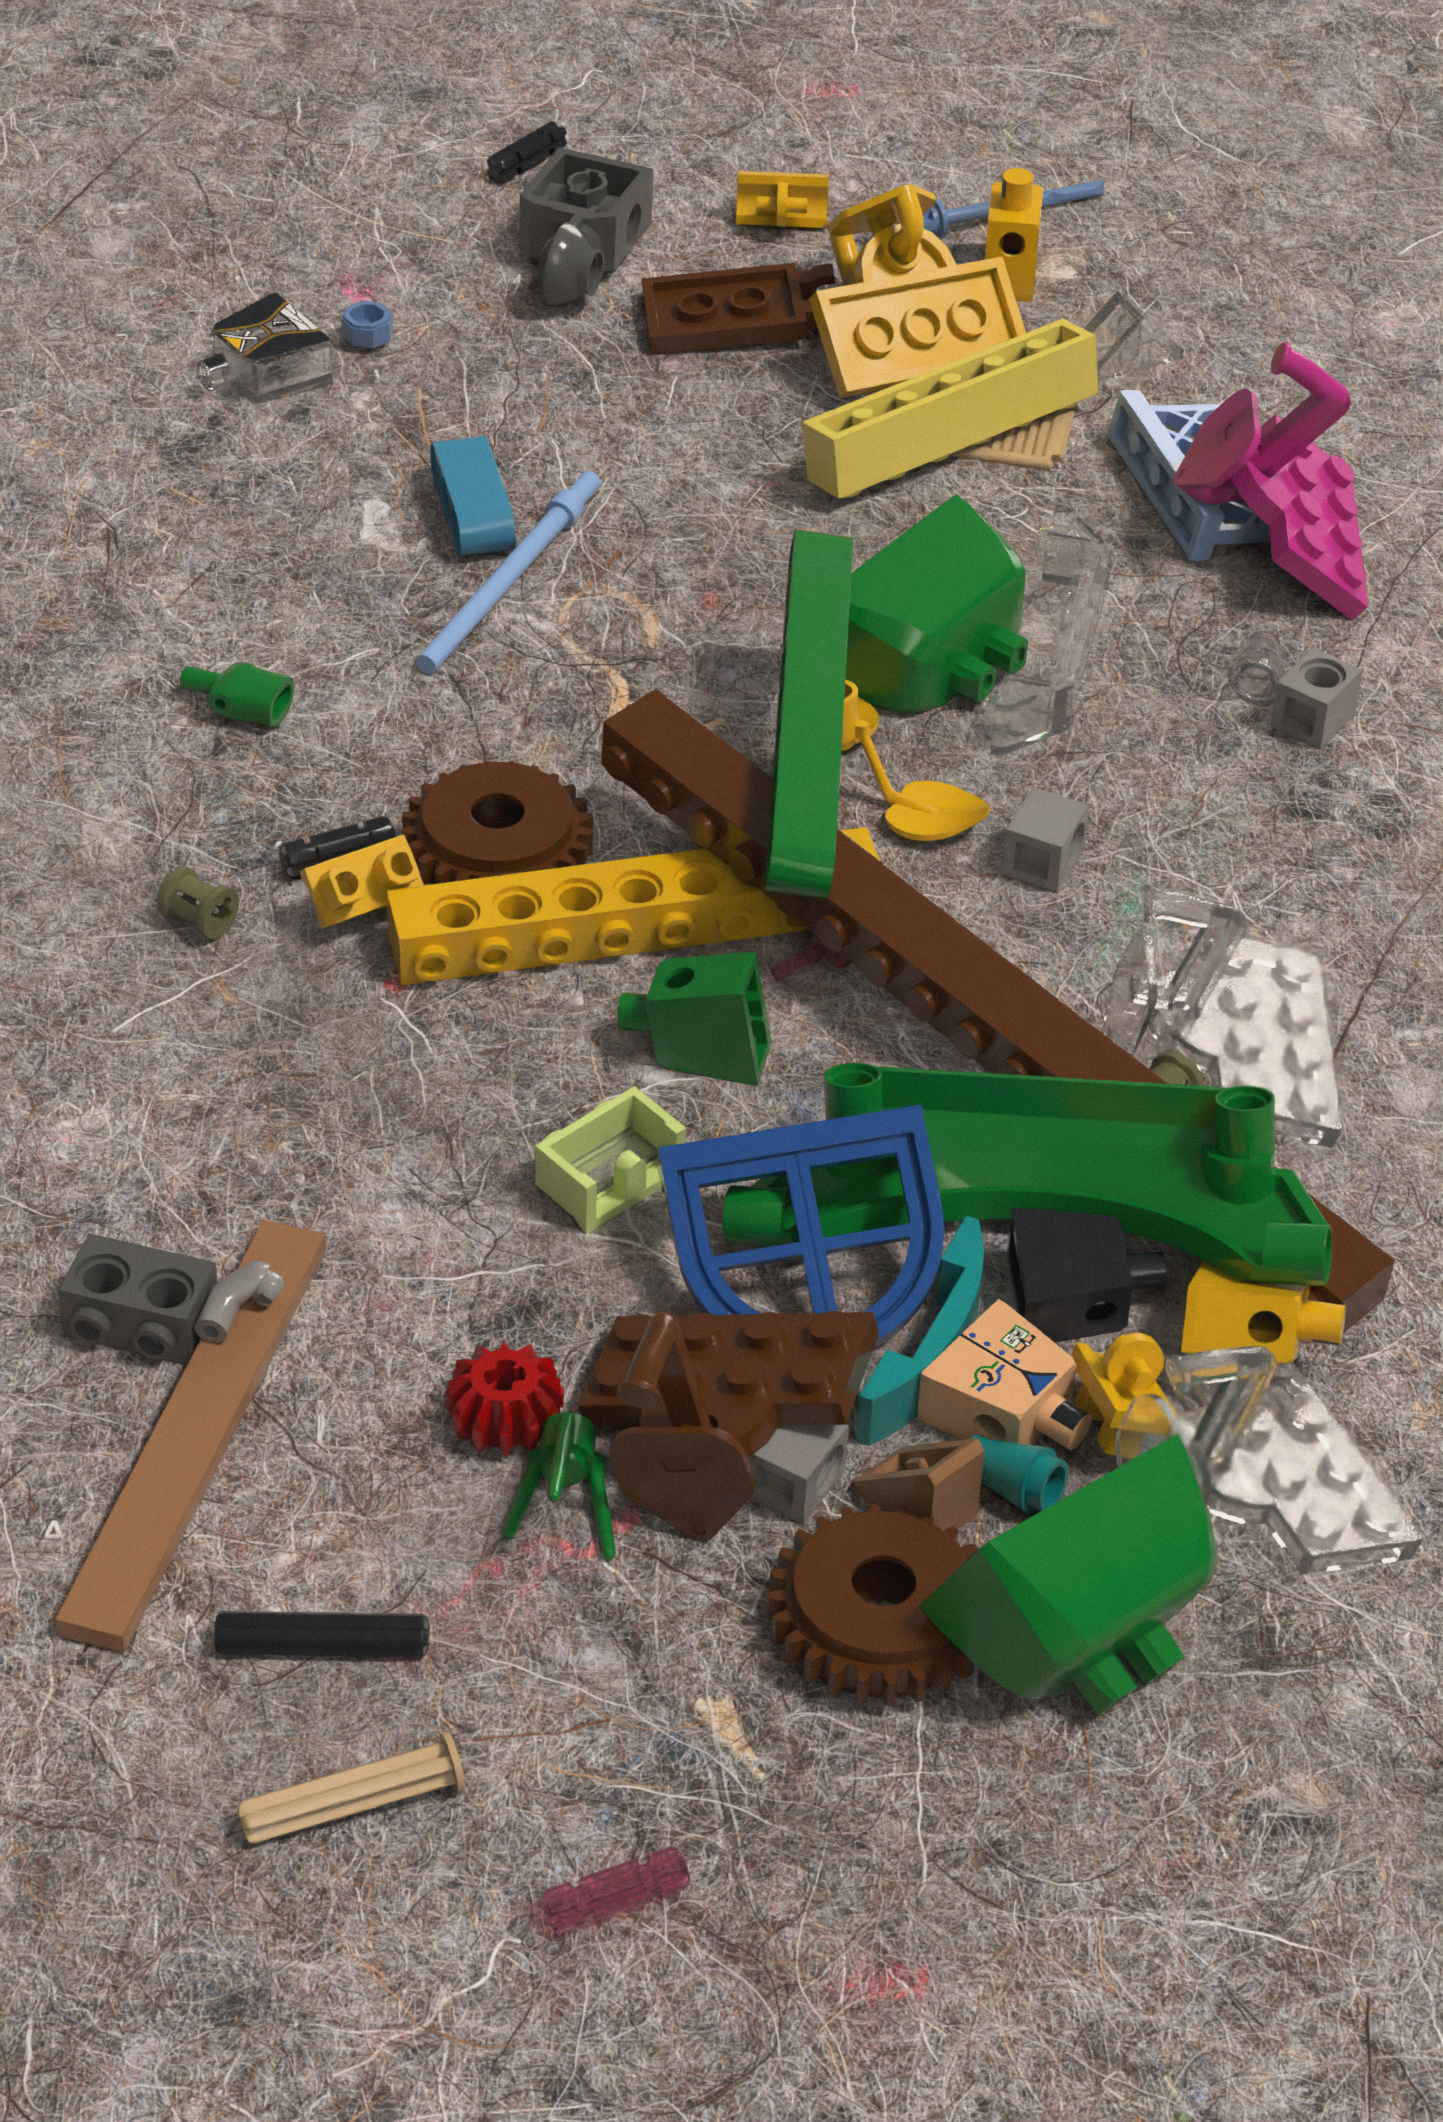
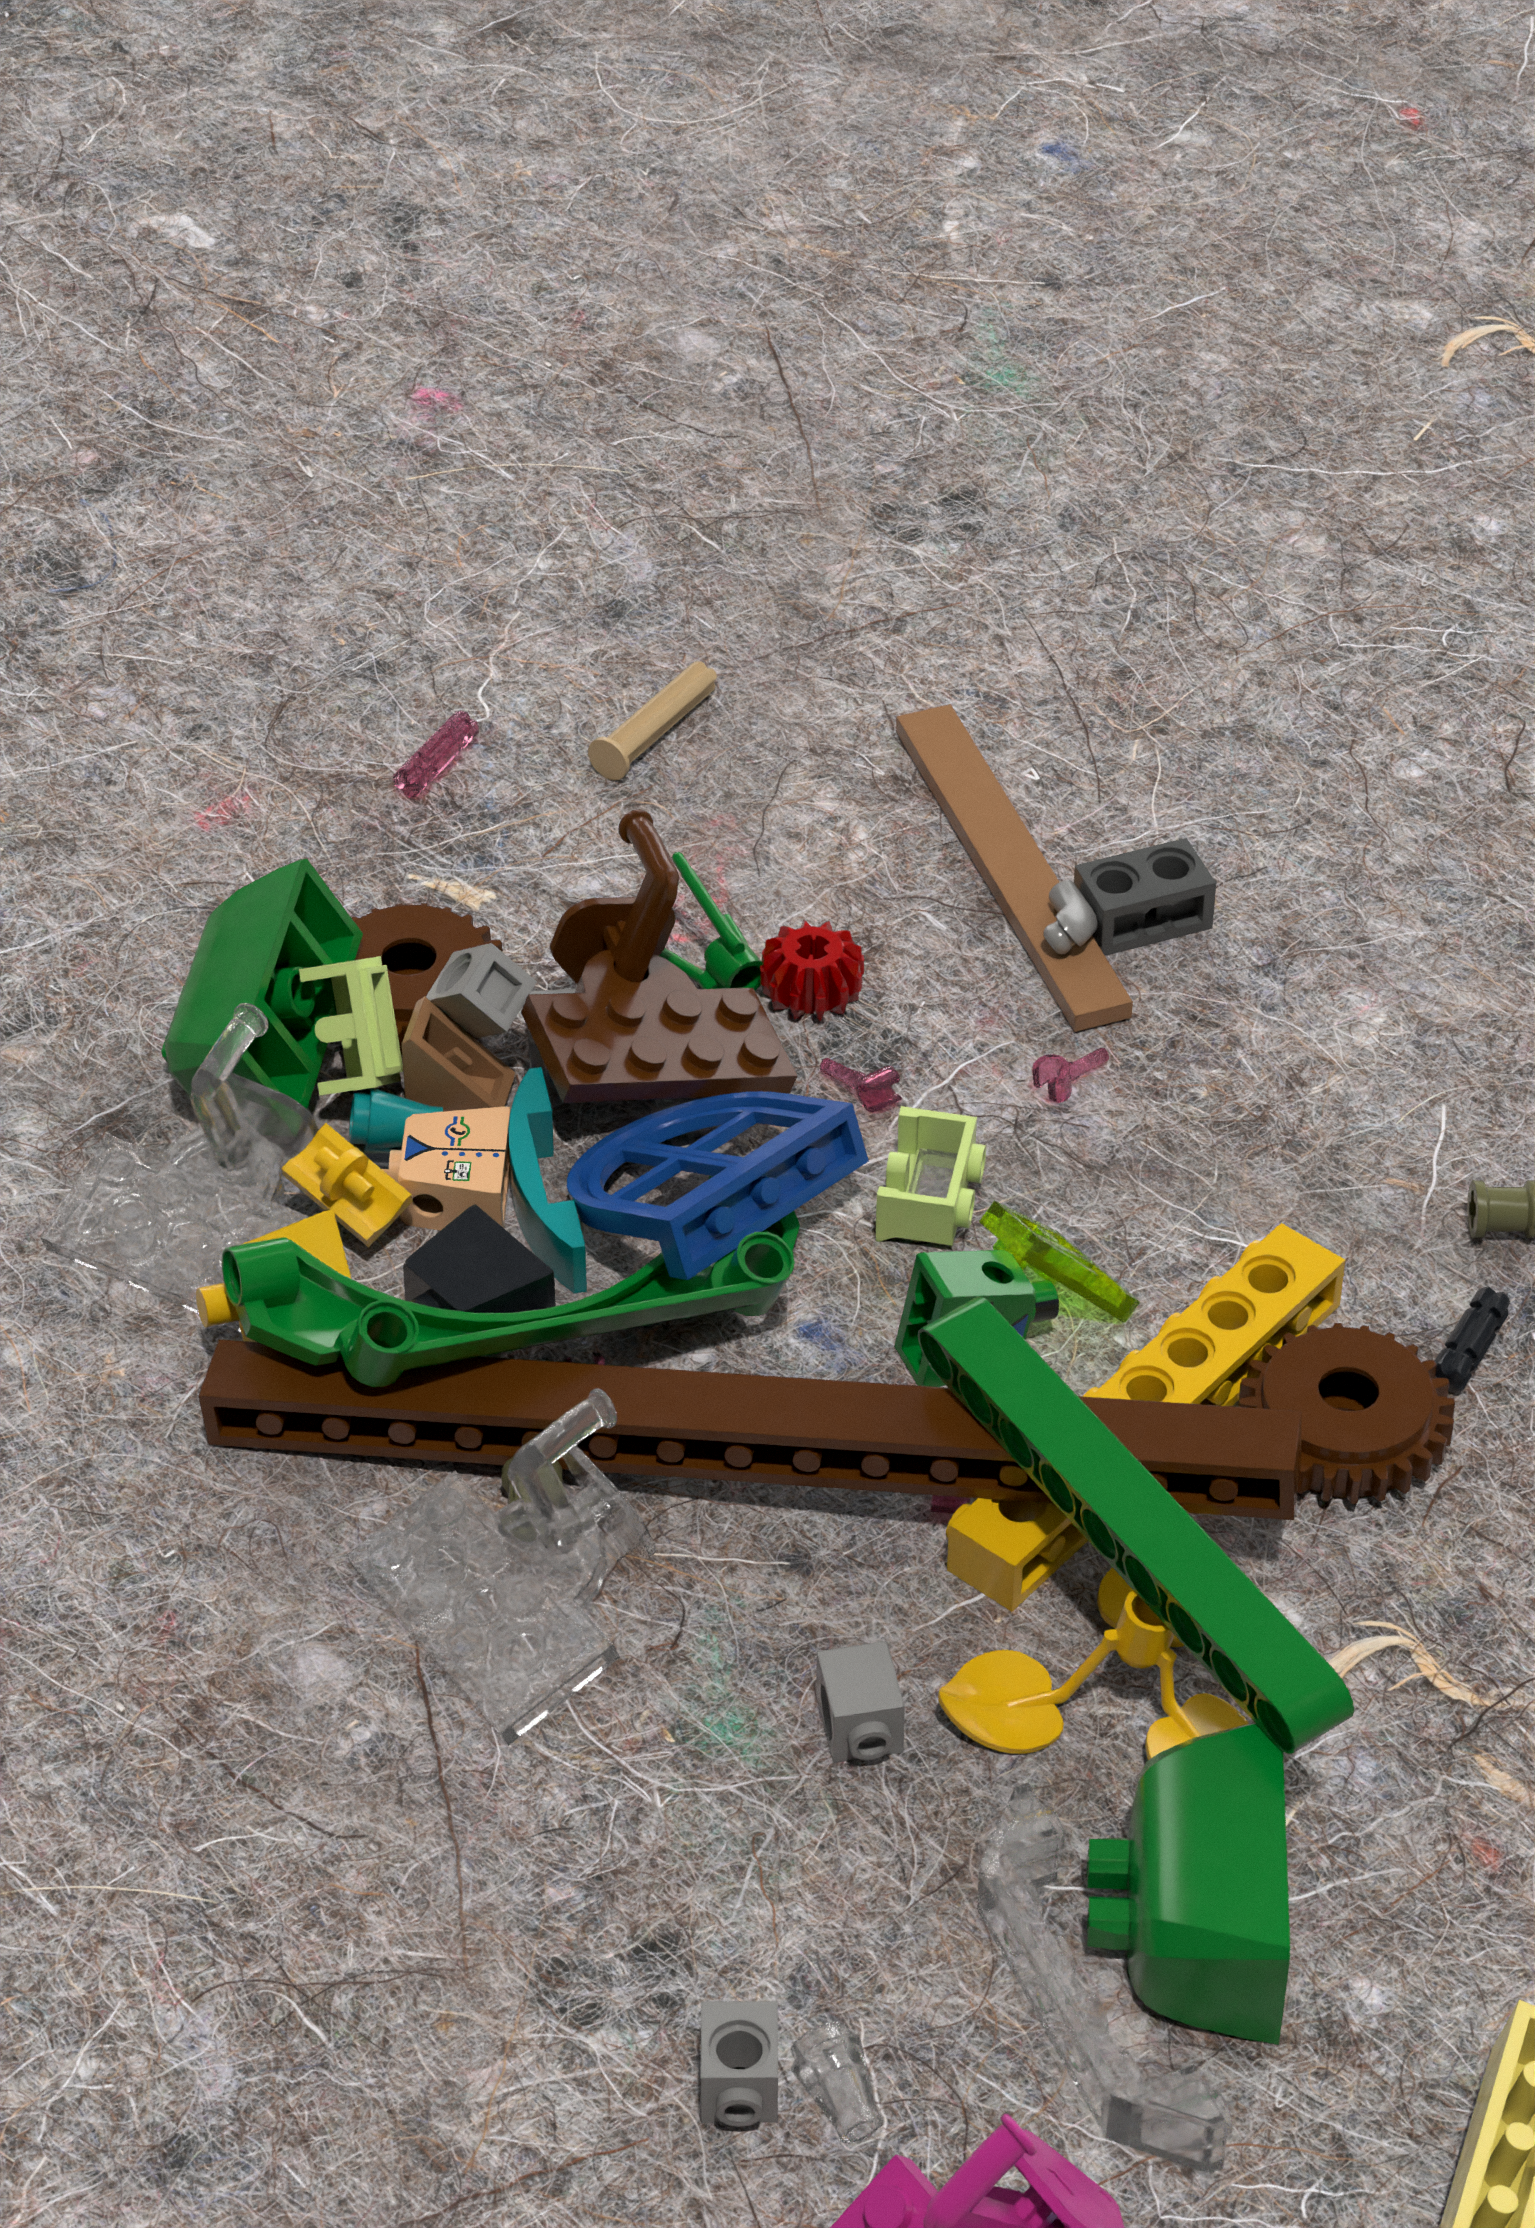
camera: 145 degrees right, 0 degrees up
(322, 1634) = (775, 790): black axle -> none
(360, 880) = (1384, 1273): yellow hips -> none
(399, 1206) = (1060, 1073): none -> clear pink hand
(556, 1274) = (872, 1089): none -> clear pink hand
(591, 1026) = (1056, 1259): none -> clear neon green wing
(896, 1451) = (481, 990): none -> light grey brick
(999, 1500) = (362, 1024): none -> yellowish green window

